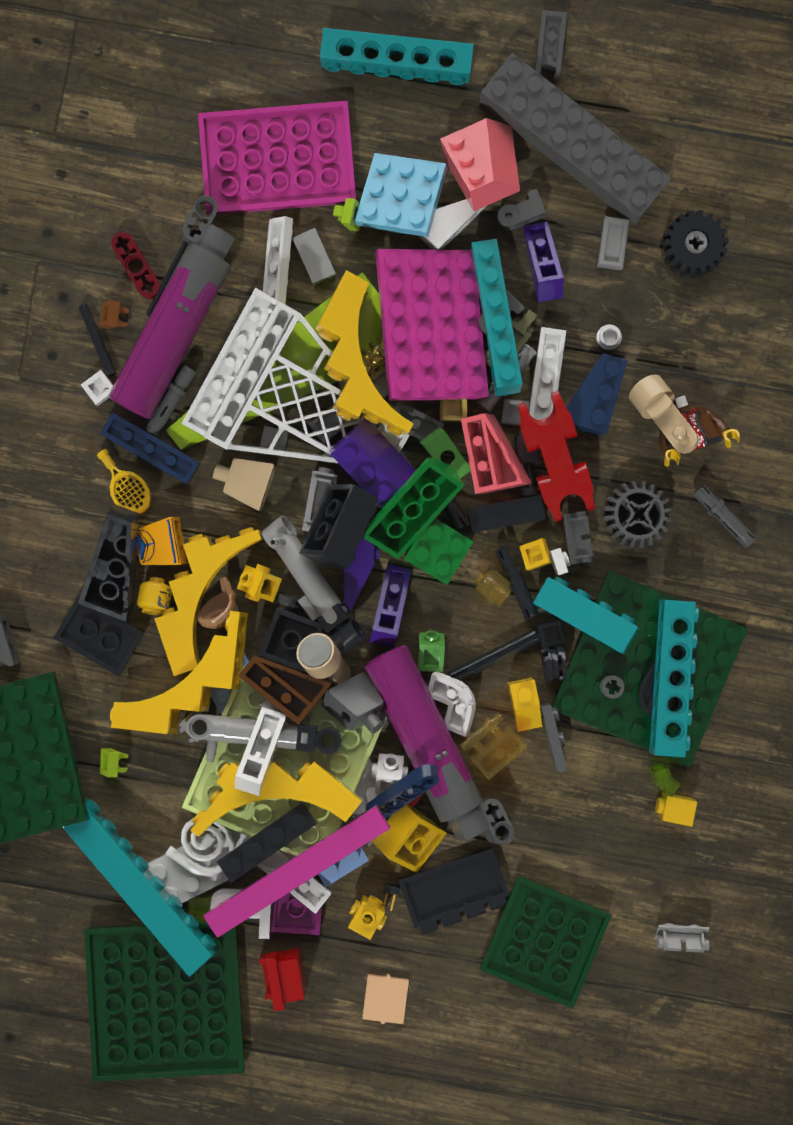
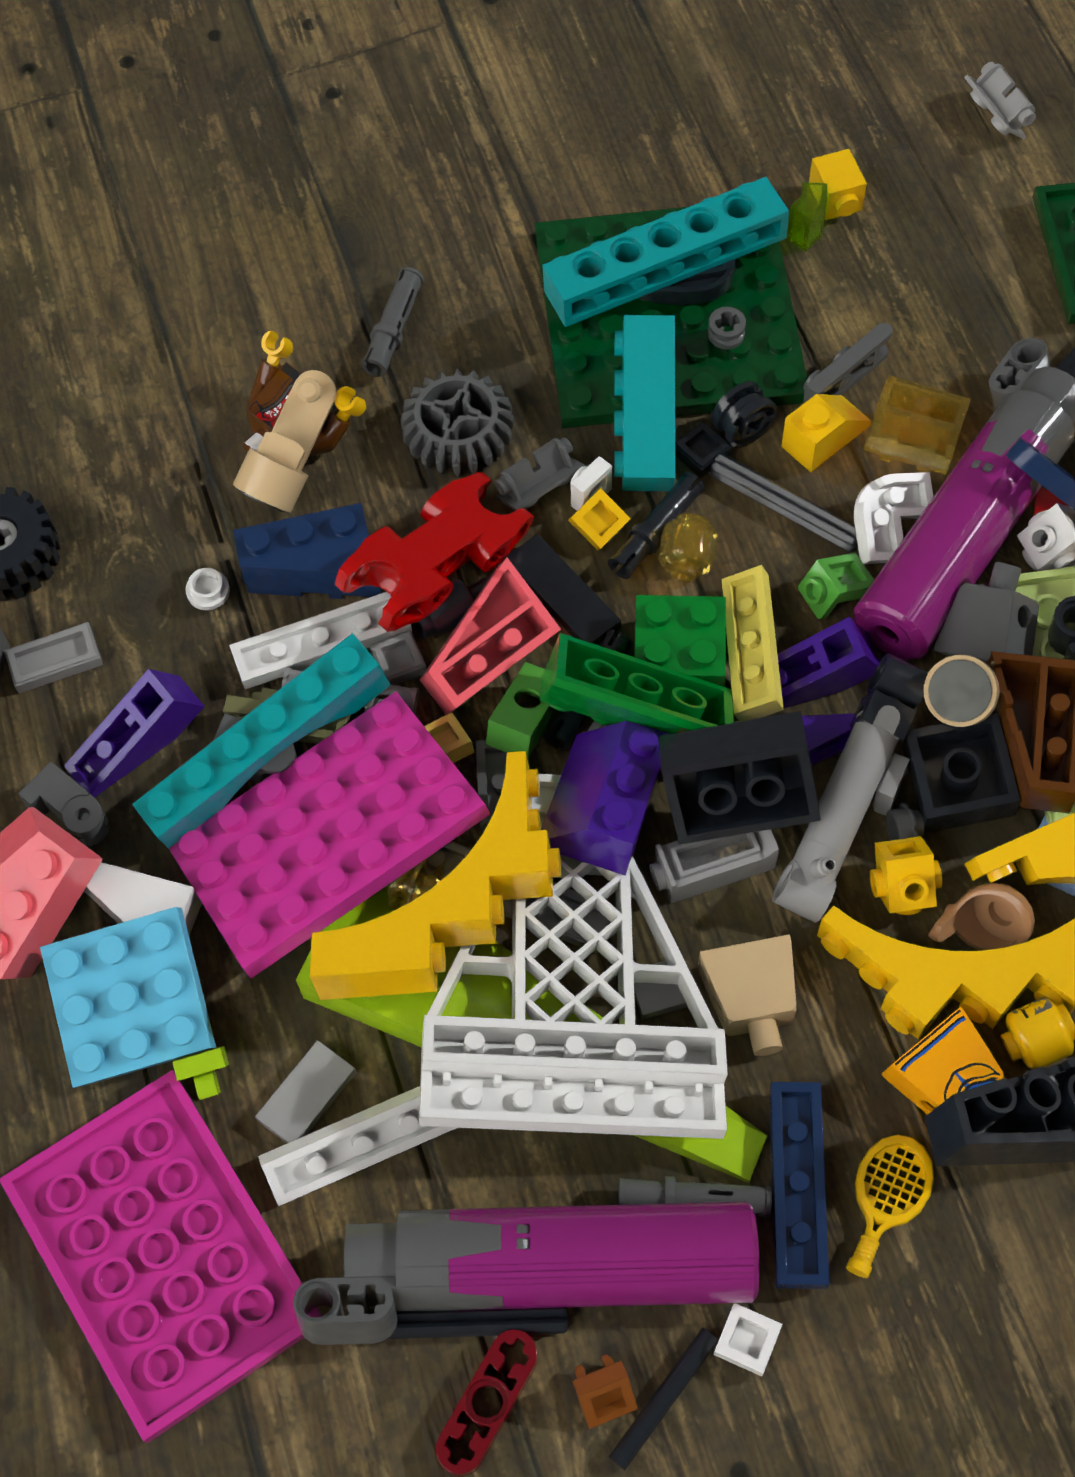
camera: 120 degrees left, 25 degrees down
(418, 585) = (752, 645): none -> light yellow plate

